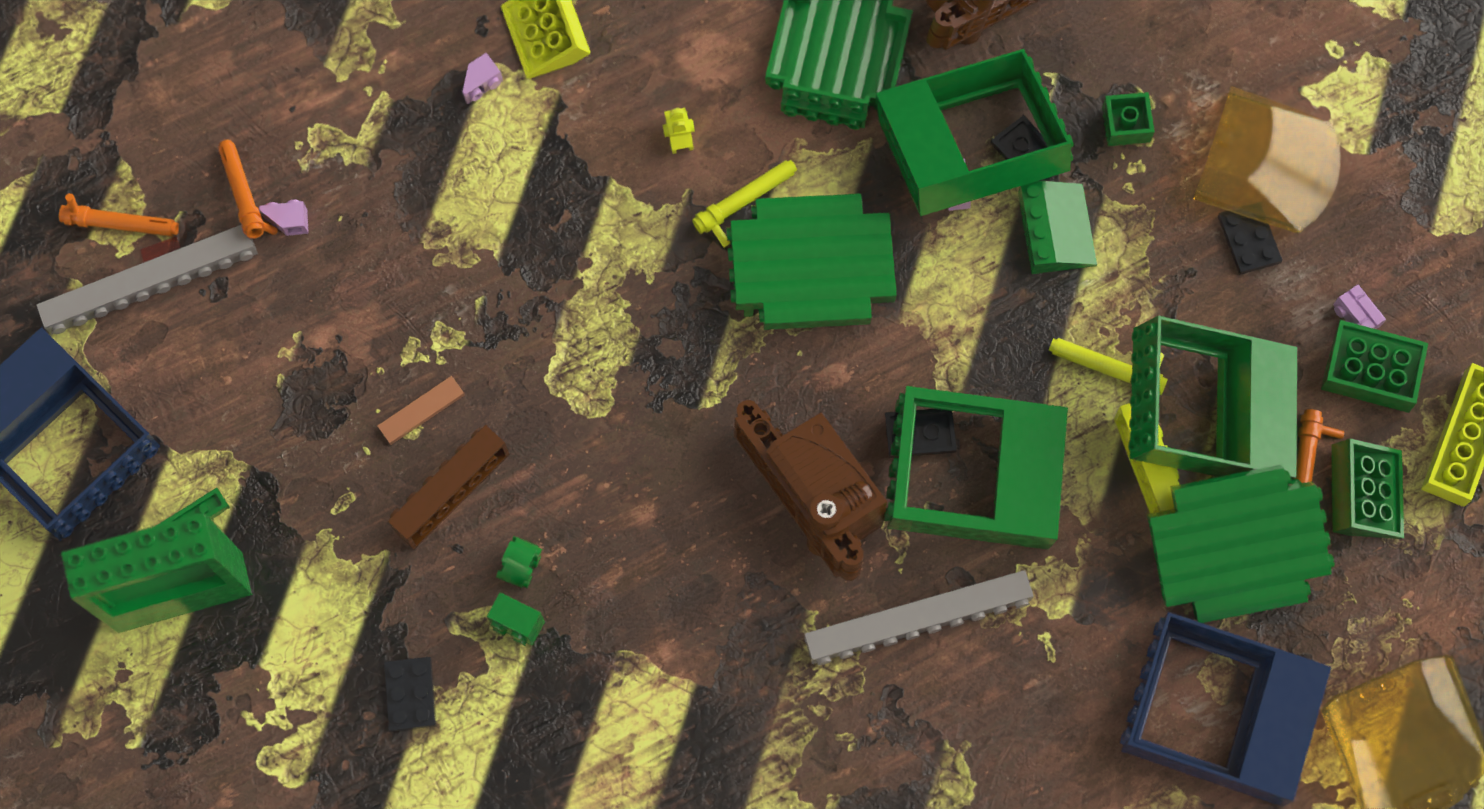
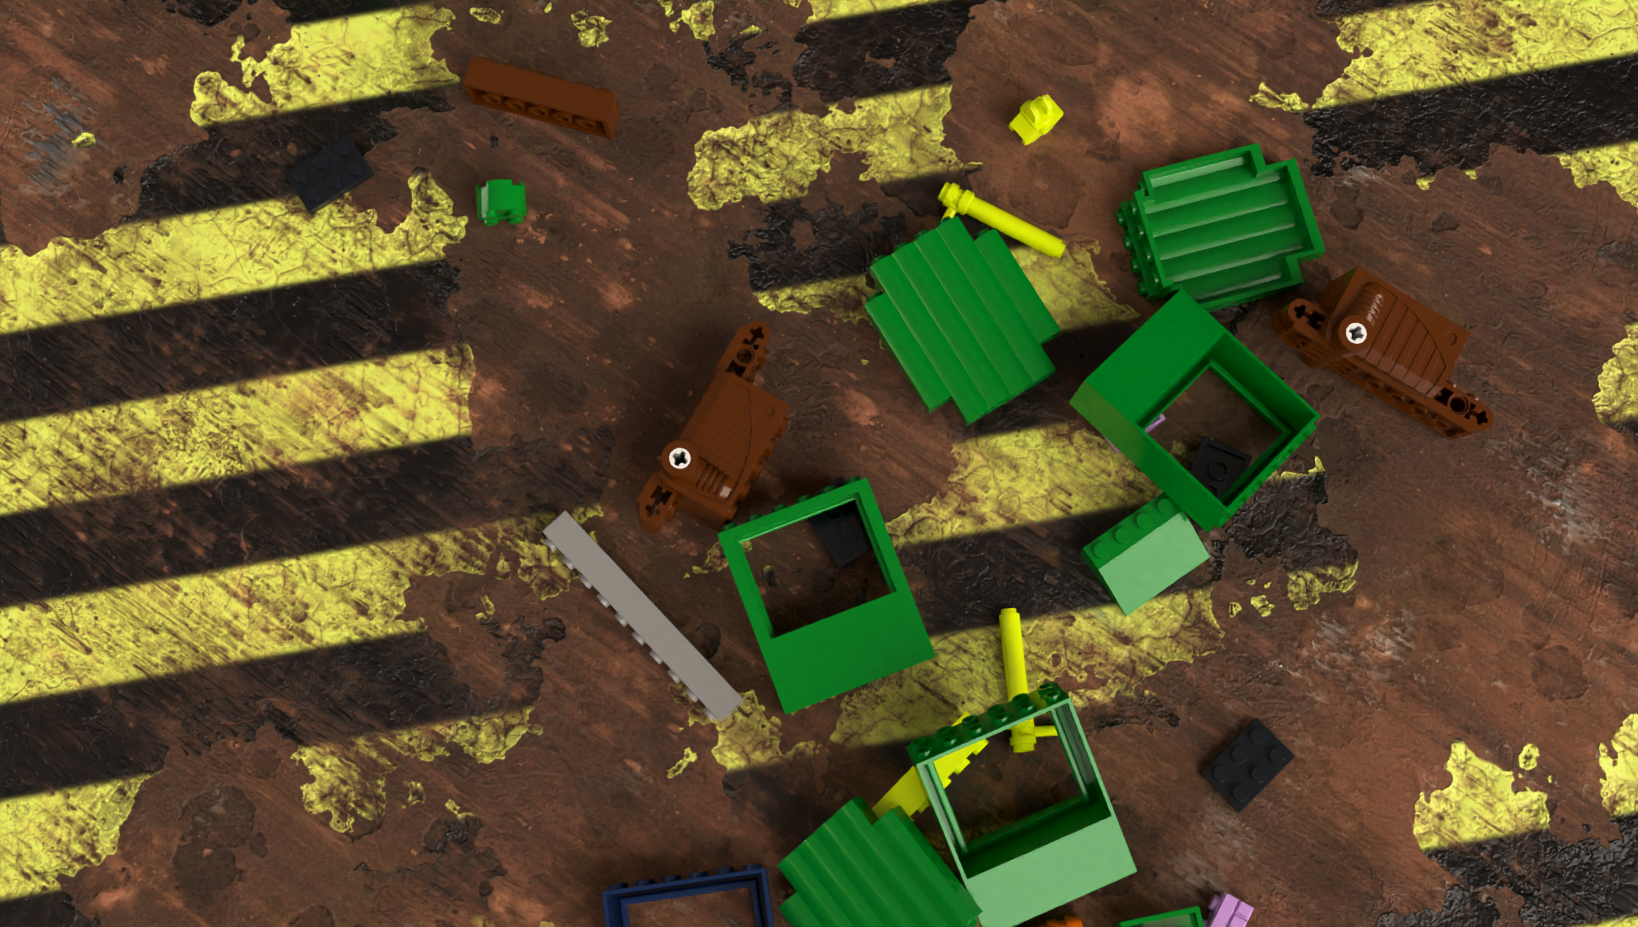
camera: 65 degrees right, 5 degrees up
(421, 410) = (612, 34): nougat tile -> none
(515, 619) = (441, 228): green brick -> none
(1128, 119) = (1309, 568): green brick -> none
(1270, 162) = (1347, 745): clear yellow windscreen -> none

